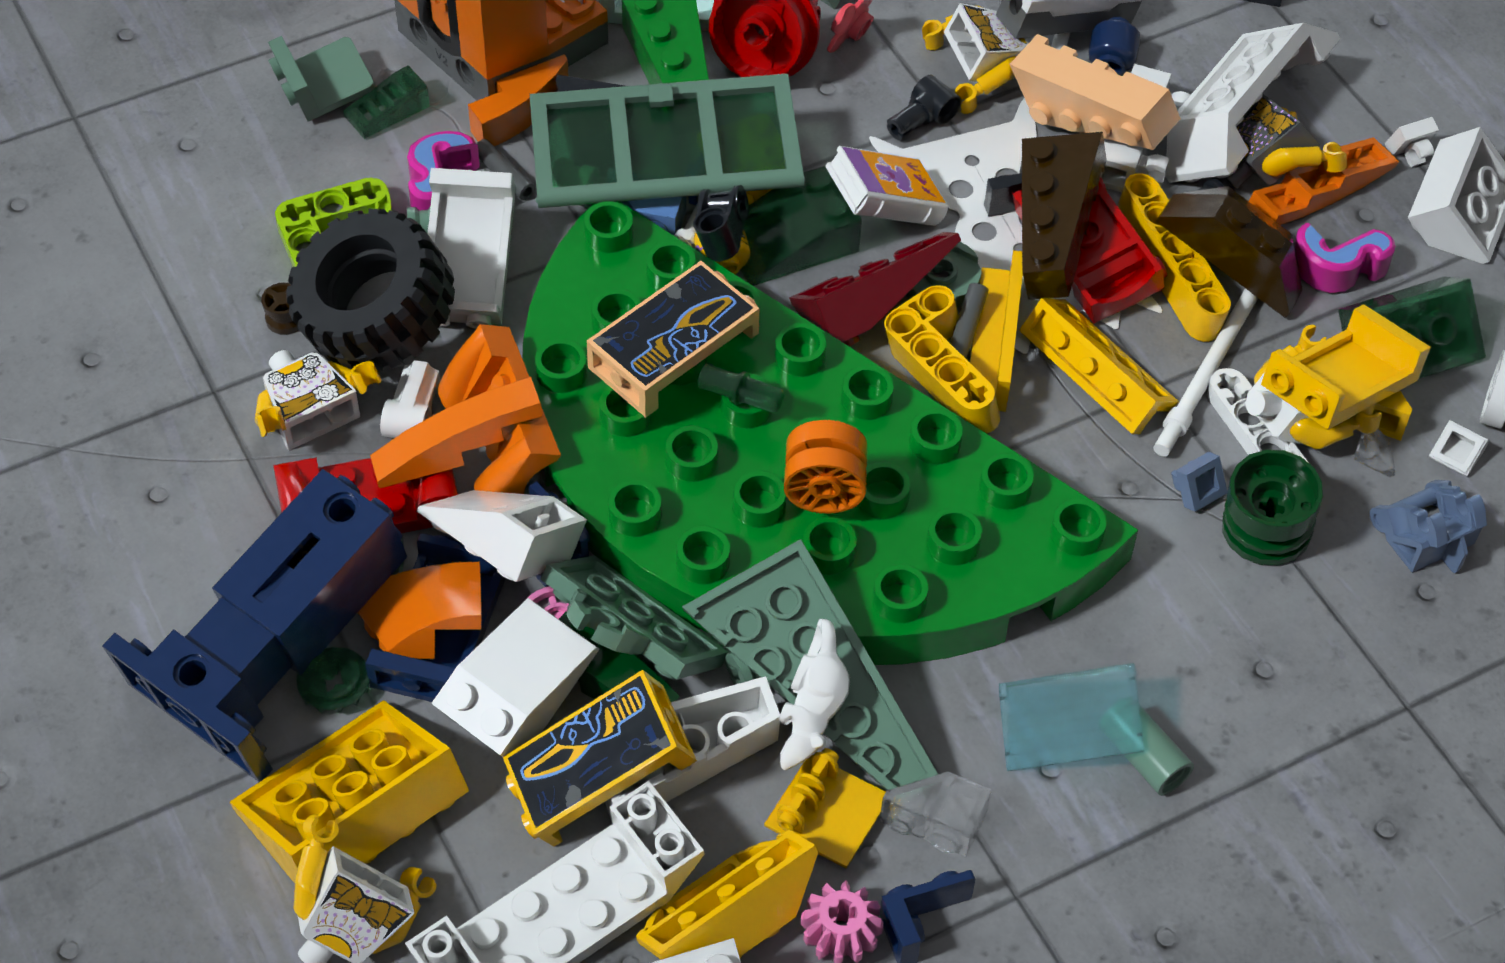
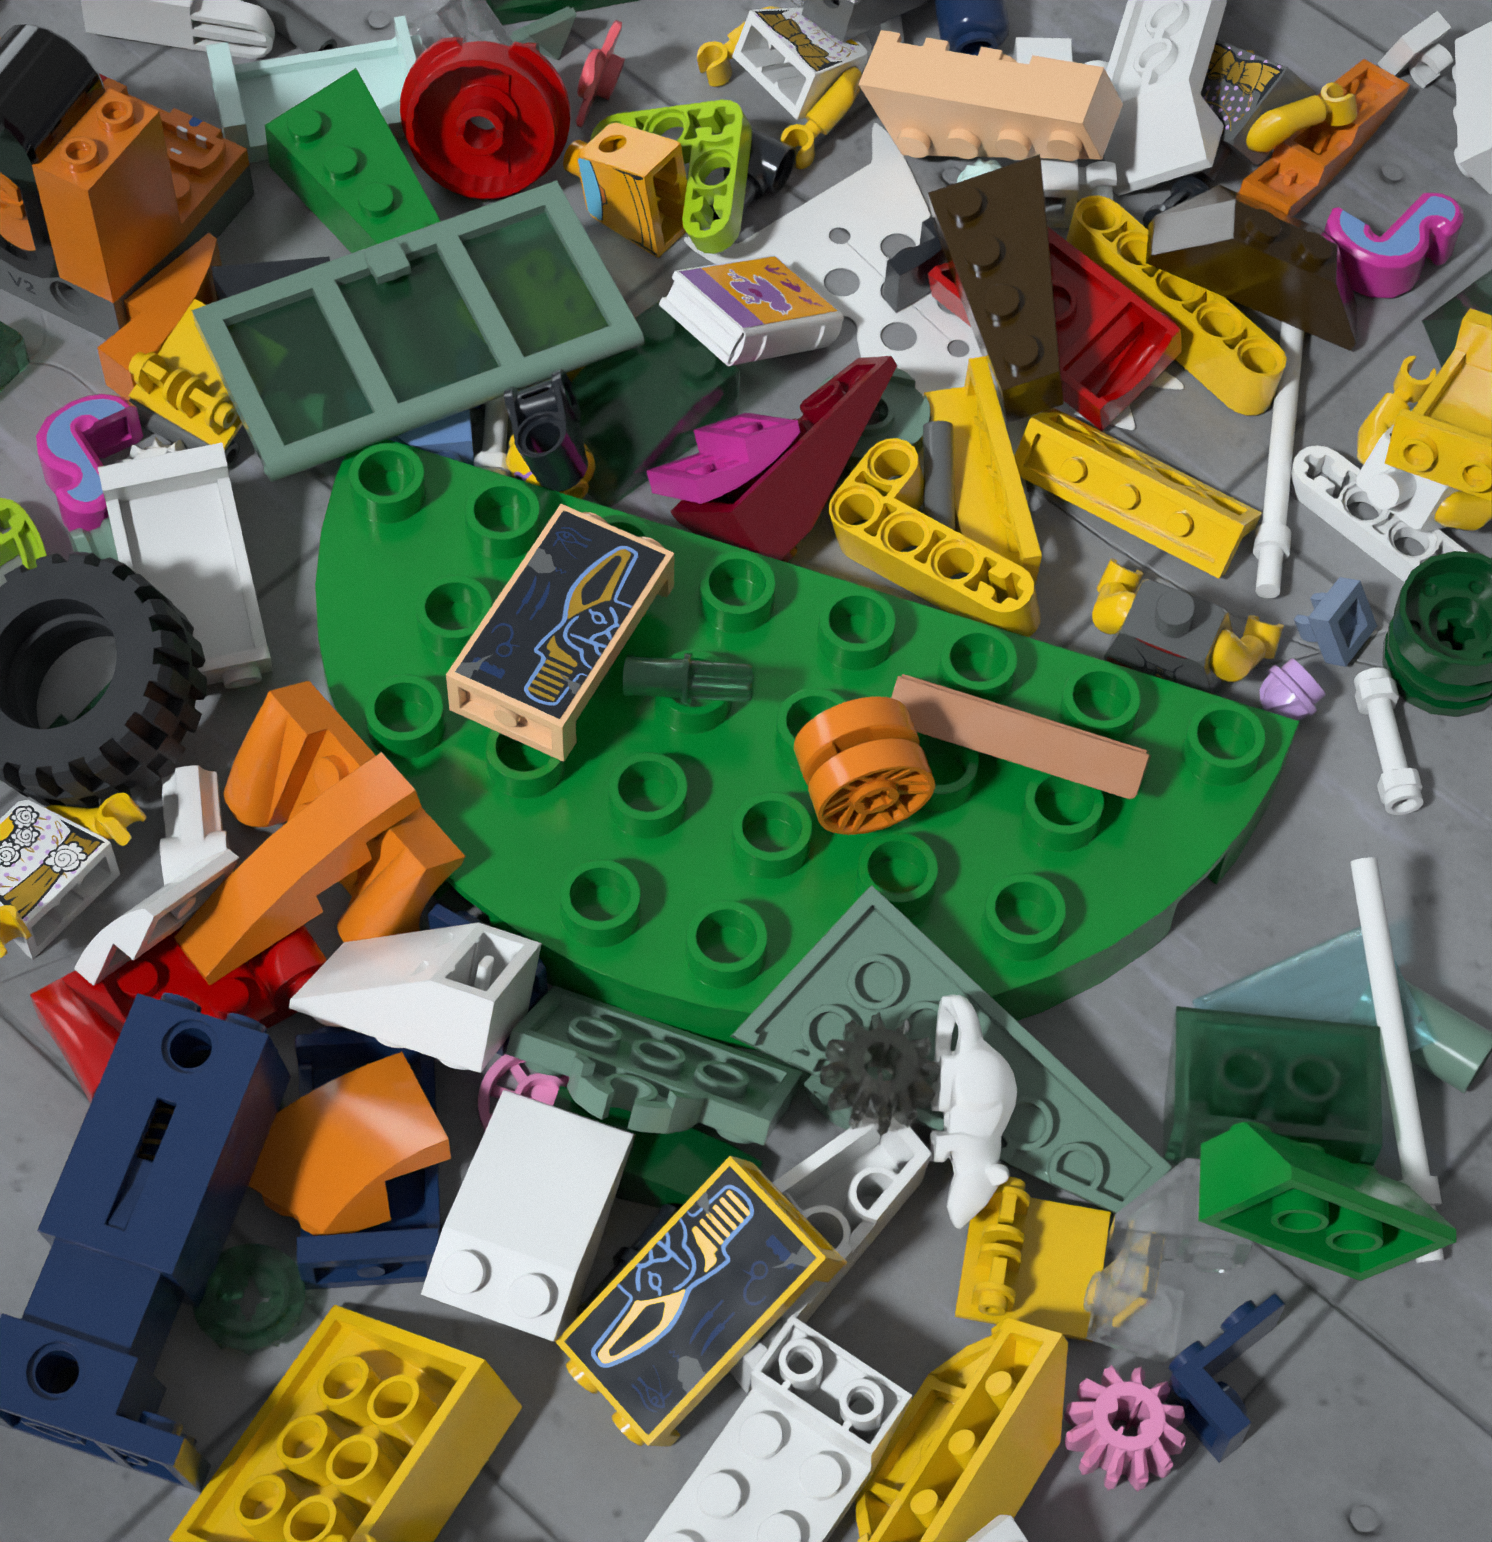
camera: 20 degrees left, 5 degrees up
(358, 440) = (154, 917): none -> white slope
(511, 141) = (185, 385): none -> yellow hinge
(779, 660) = (874, 1097): none -> clear smoke gear
(837, 269) = (727, 457): none -> dark pink slope
(846, 94) = (632, 184): none -> light orange torso
(876, 854) = (1131, 1307): none -> clear bracket
(908, 76) = (705, 153): none -> lime beam
(942, 483) = (1023, 737): none -> nougat slope
(1016, 821) = (1314, 1203): none -> green slope
(1024, 752) = (1289, 1073): none -> clear green slope
(1085, 458) = (1176, 633): none -> torso
(1099, 840) = (1393, 1037): none -> white bar
(1147, 515) = (1290, 691): none -> lavender plate
(1198, 590) = (1398, 785): none -> white bar

